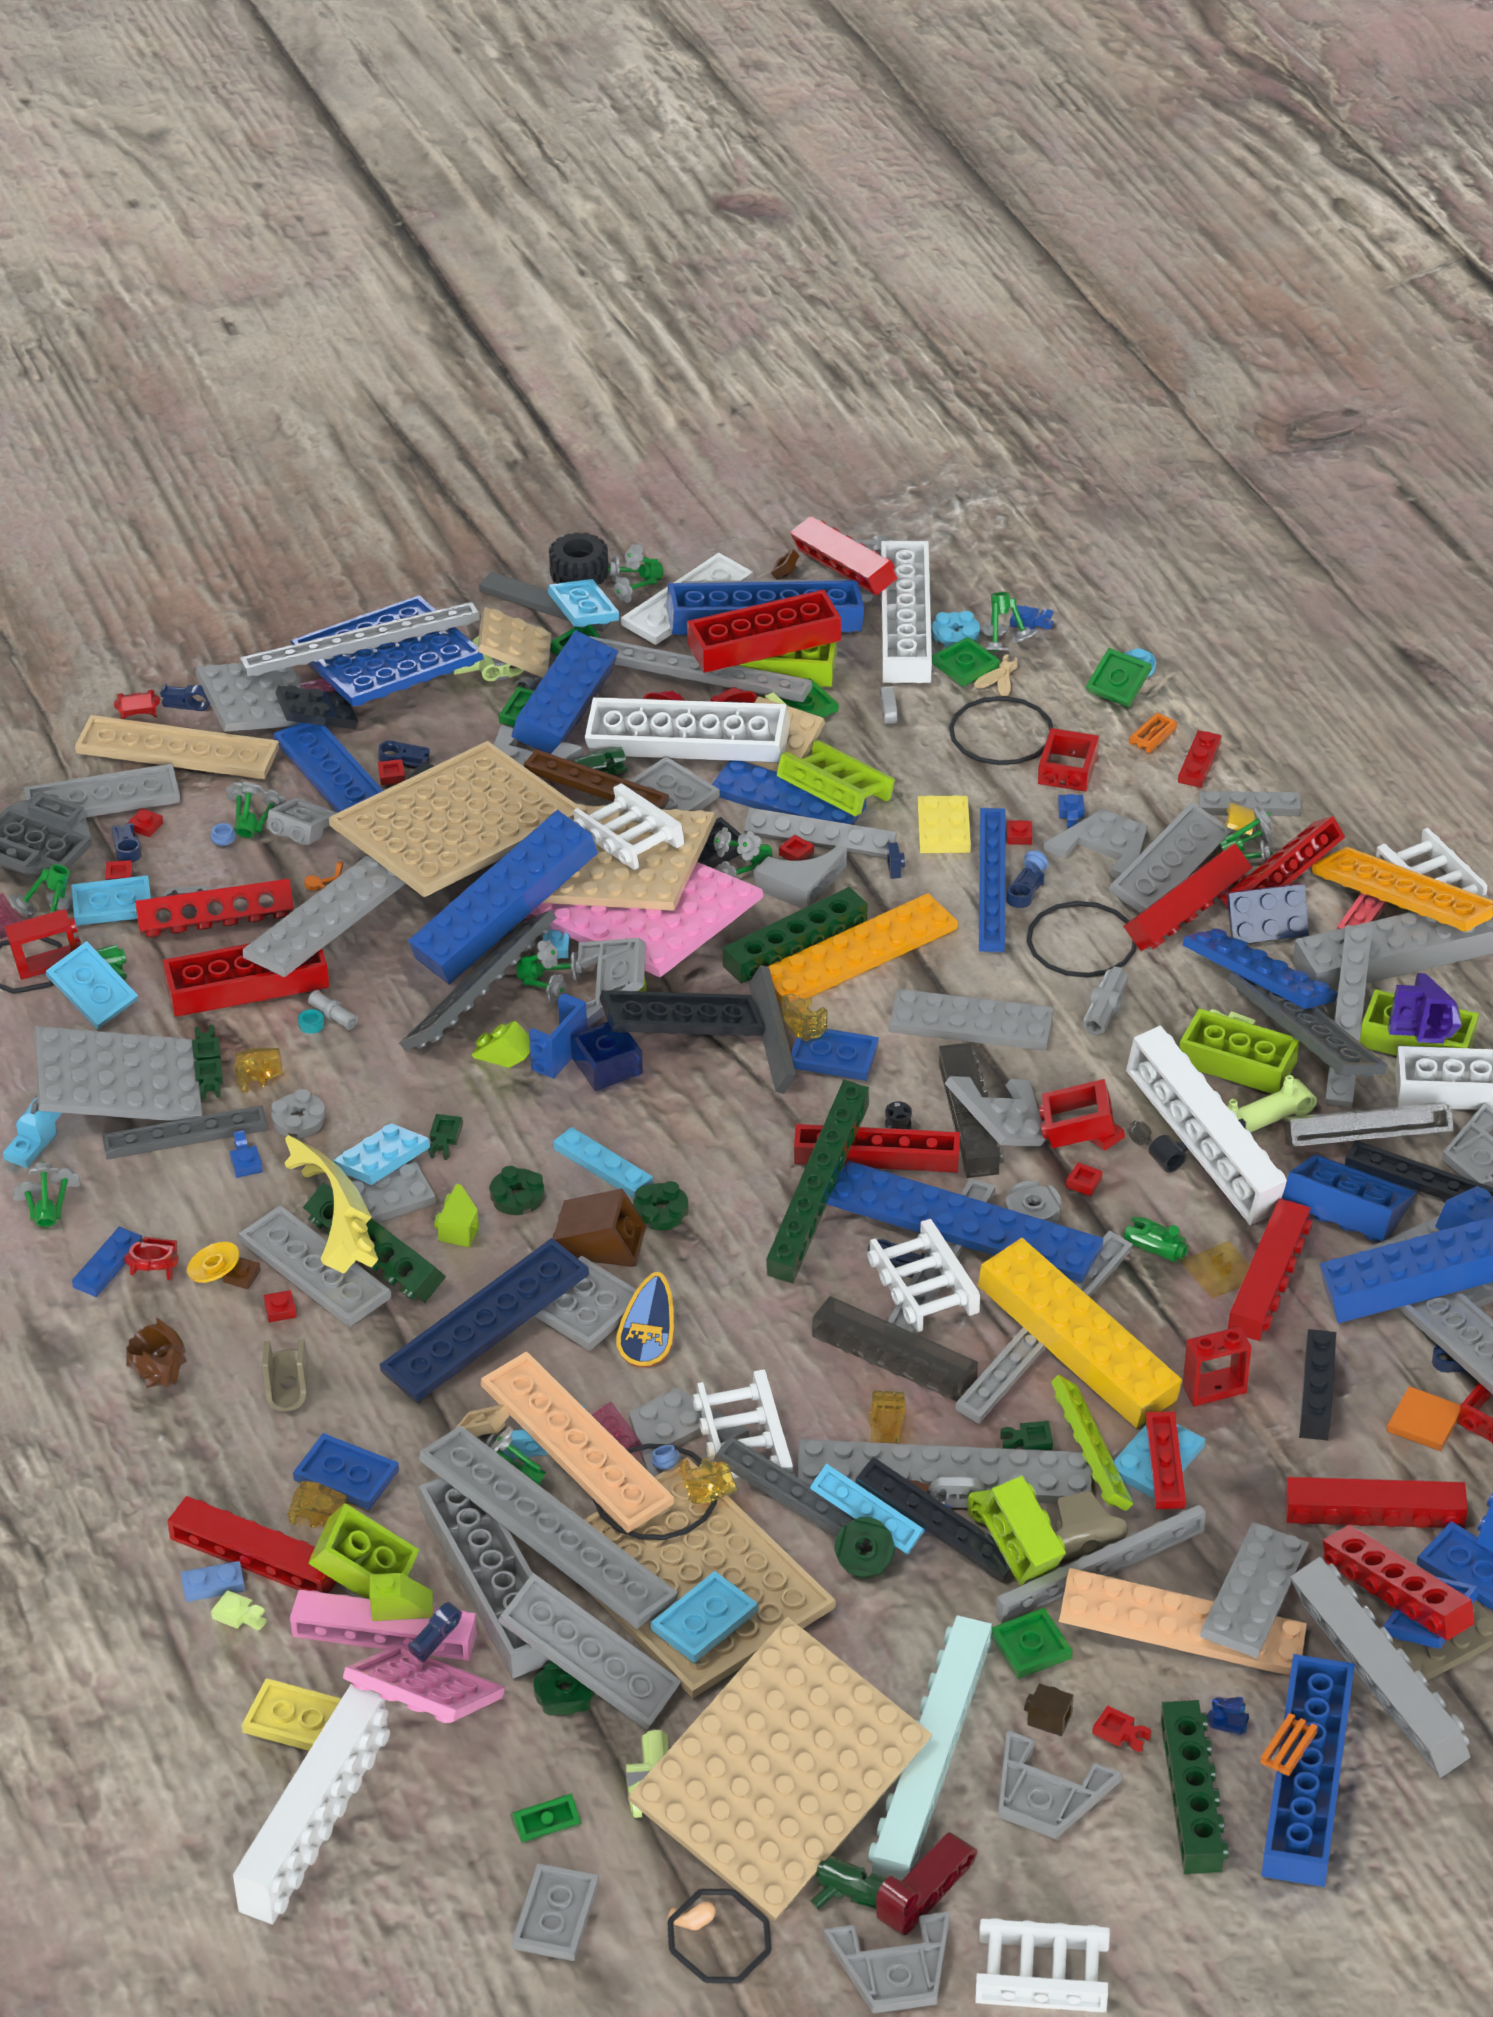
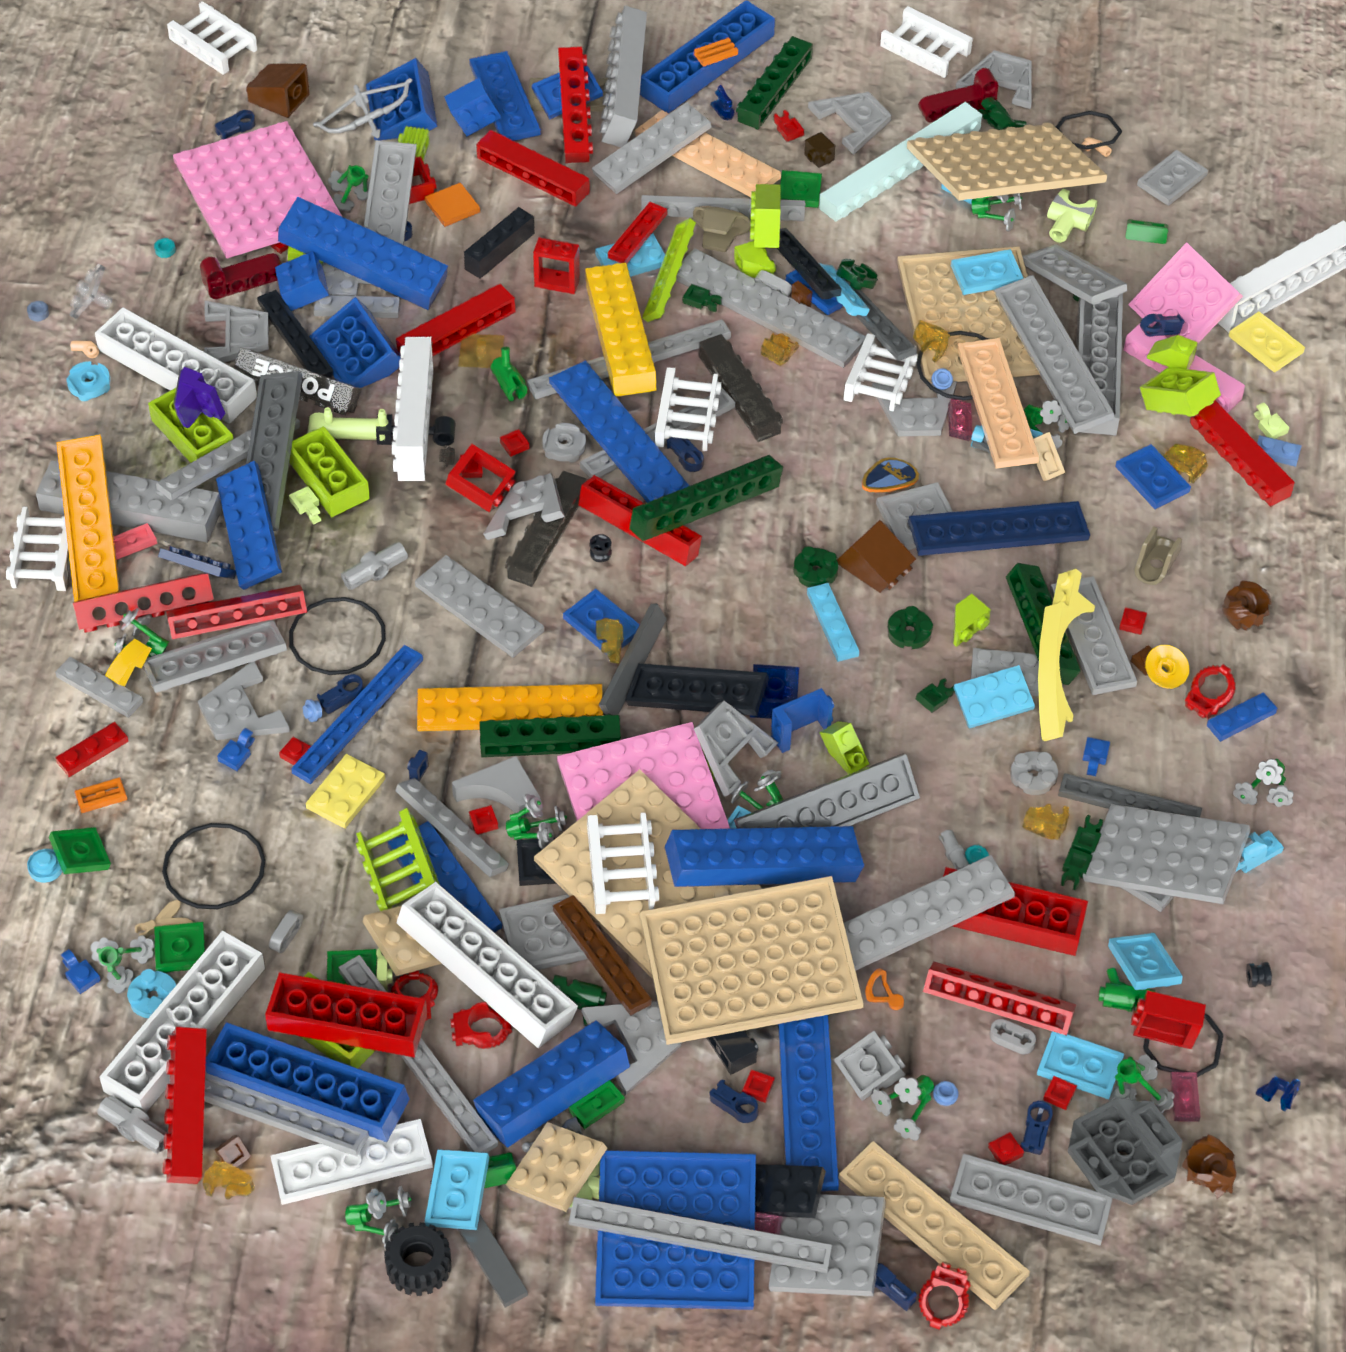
camera: 150 degrees left, 10 degrees up
(769, 546) = (228, 1177): none -> clear yellow hand
(1073, 745) = (195, 816): red window -> none

